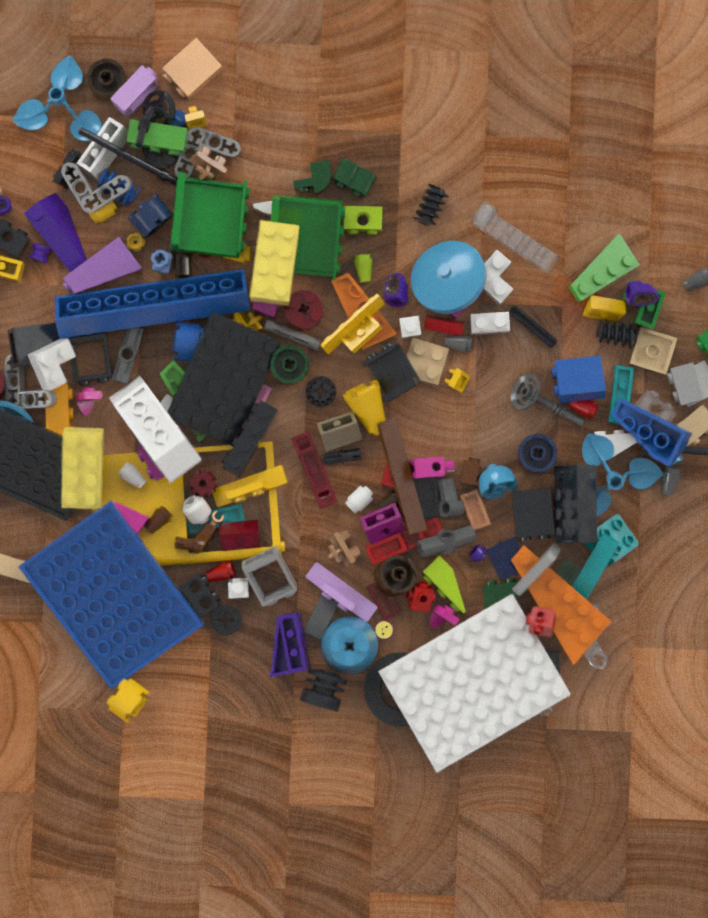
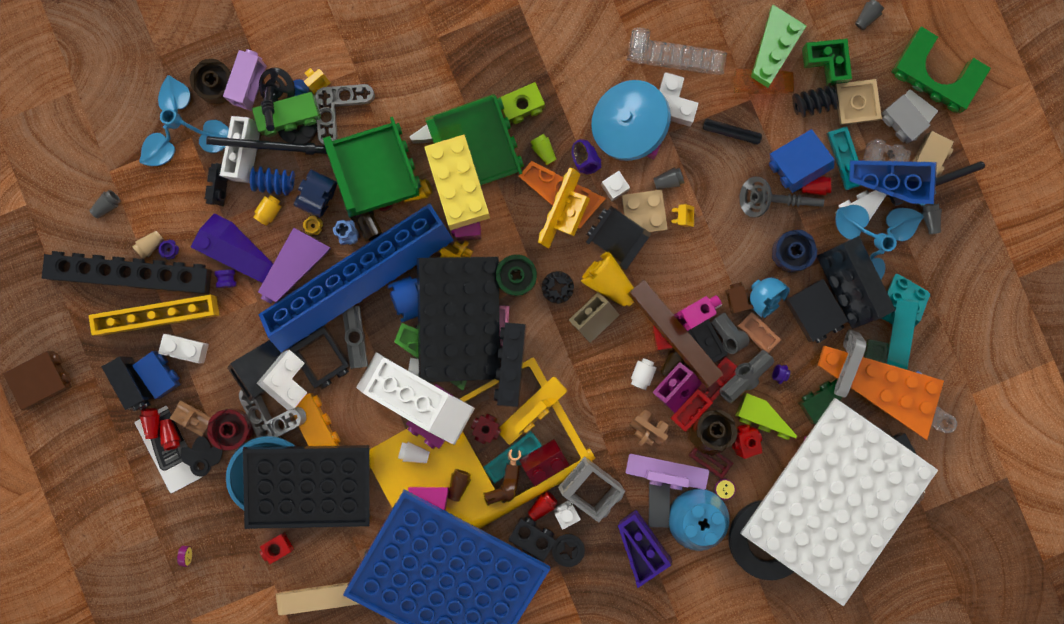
camera: 20 degrees left, 0 degrees up
(82, 468) = (361, 469): light yellow brick -> none
(86, 399) = (334, 399): dark pink plate -> none
(89, 194) = (246, 199): light grey beam -> none
(191, 69) = (290, 34): light nougat brick -> none
(196, 510) = (491, 457): white head -> none
(206, 165) = (348, 120): medium nougat hips -> none
(284, 331) = (495, 246): light grey pin -> none
(314, 314) = (506, 204): dark red brick -> none
(314, 470) = (587, 366): dark red slope -> none
(320, 178) = (462, 85): dark green brick -> none
(323, 689) = (695, 571): black wheel -> none
(341, 456) = (607, 340): black axle -> none
(354, 178) = (495, 67): dark green brick -> none
(430, 206) = (581, 60): black piece -> none
(440, 615) = (773, 449): dark pink plate -> none
(443, 325) = (646, 169): red slope -> none
(489, 323) = (690, 147): white brick -> none
(501, 557) = (806, 366): clear blue piece -> none
(541, 621) = (878, 412): red brick -> none
(604, 308) = (794, 82): yellow slope -> none
(641, 294) = (825, 50): dark purple rock -> none

